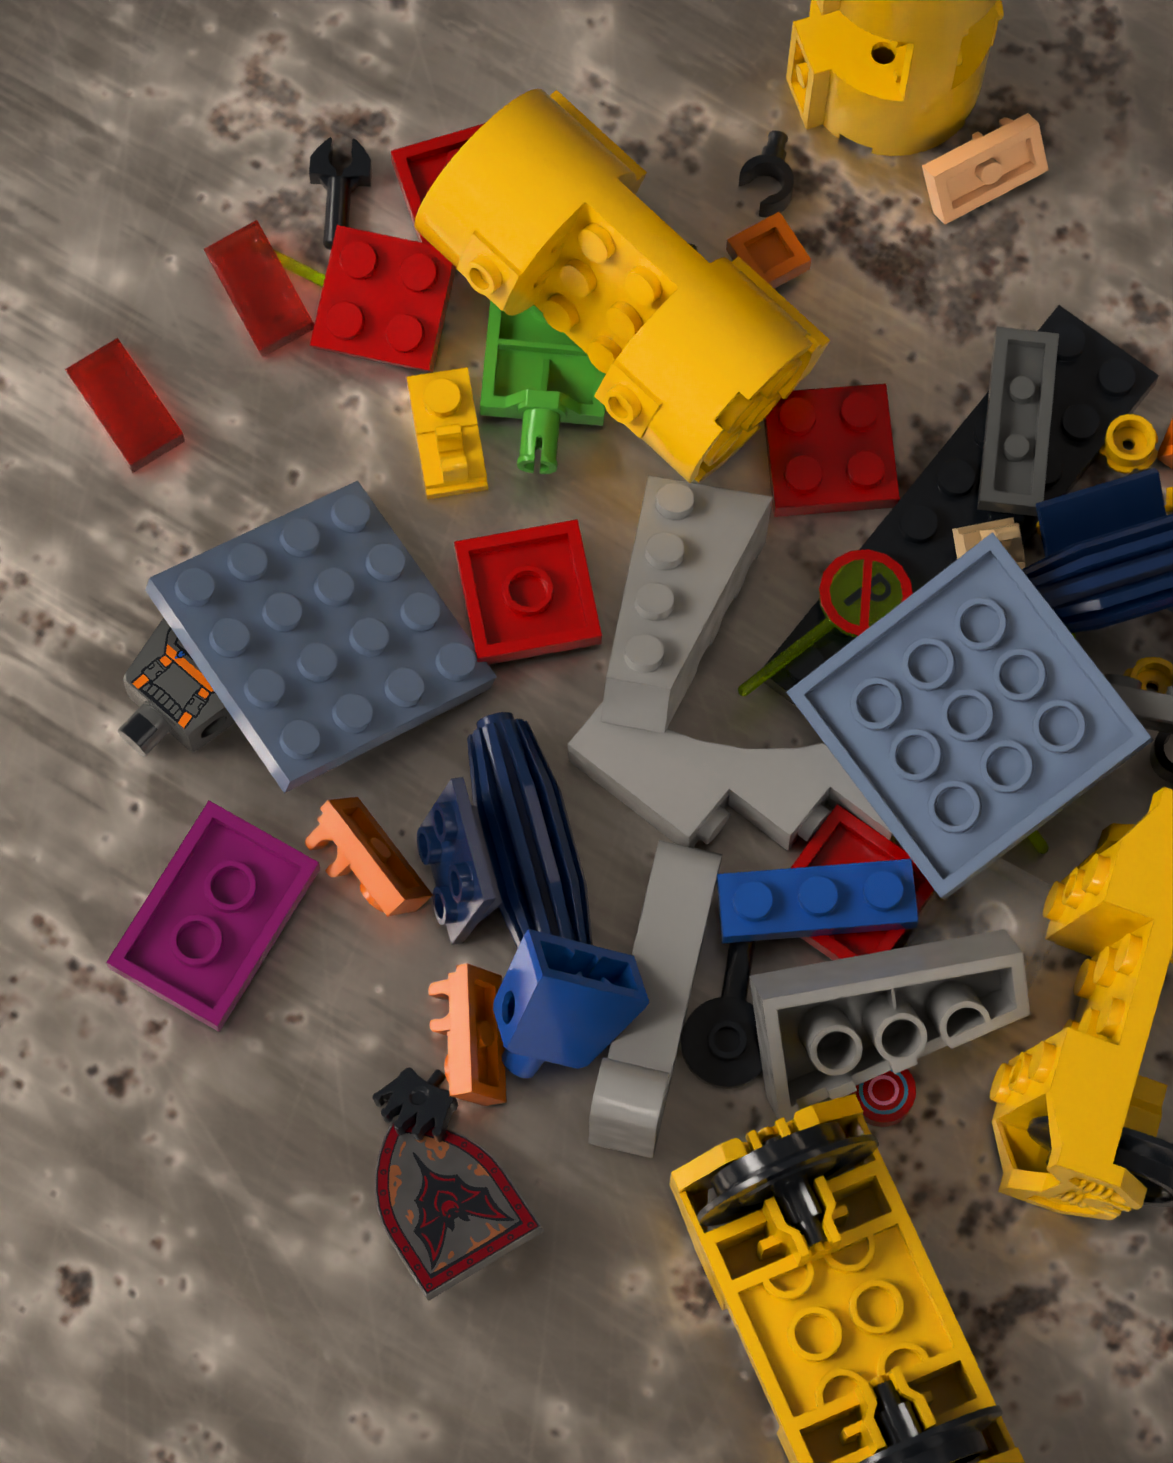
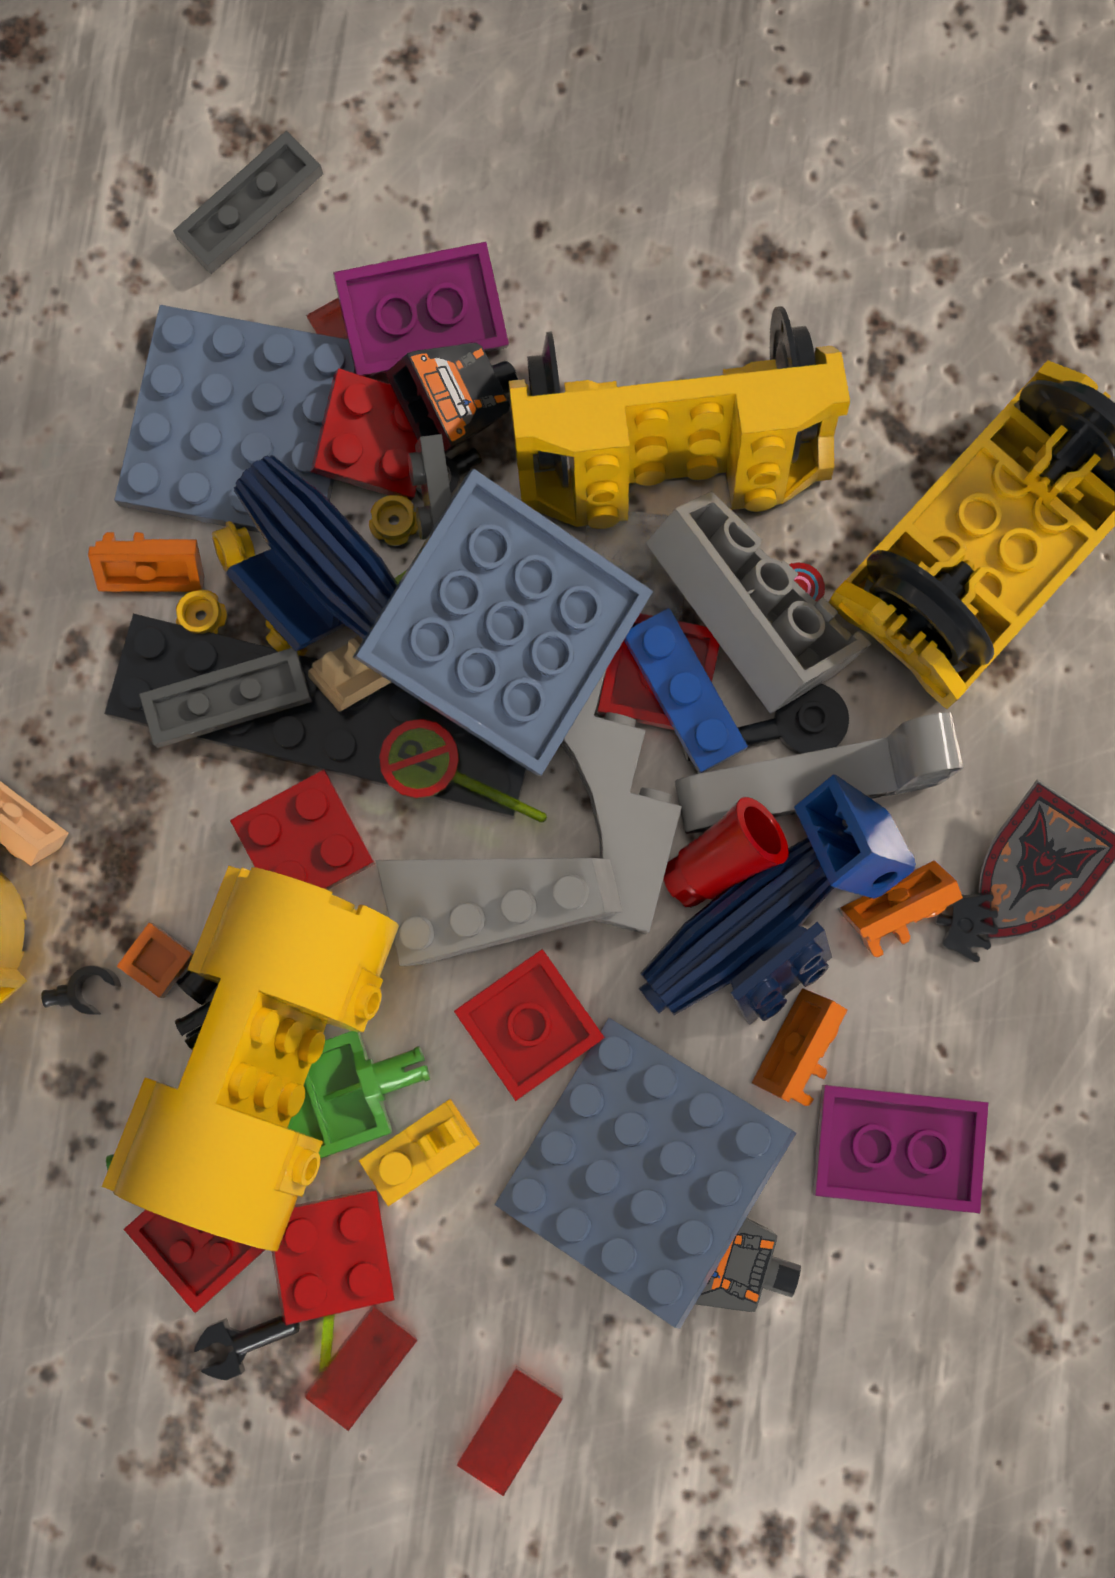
camera: 110 degrees left, 10 degrees up
(616, 870) = (726, 854): none -> red plant

